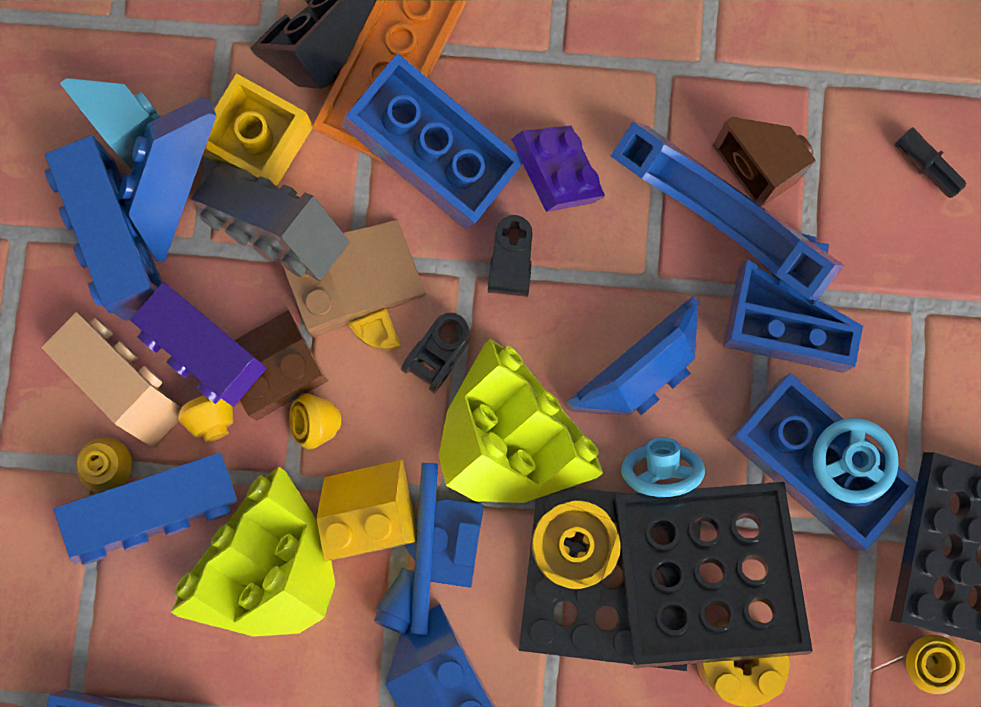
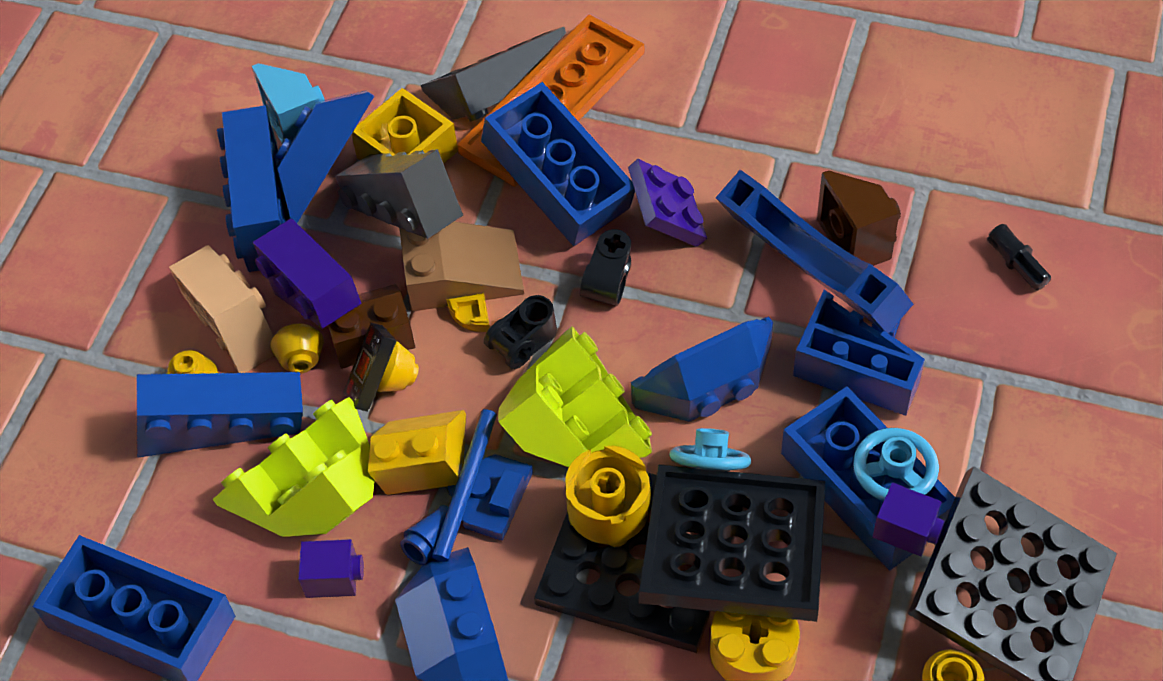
camera: 15 degrees right, 25 degrees down
(292, 432) = (369, 366): none -> black tile
(310, 661) = (329, 568): none -> dark purple brick
(881, 527) = (908, 520): none -> dark purple brick

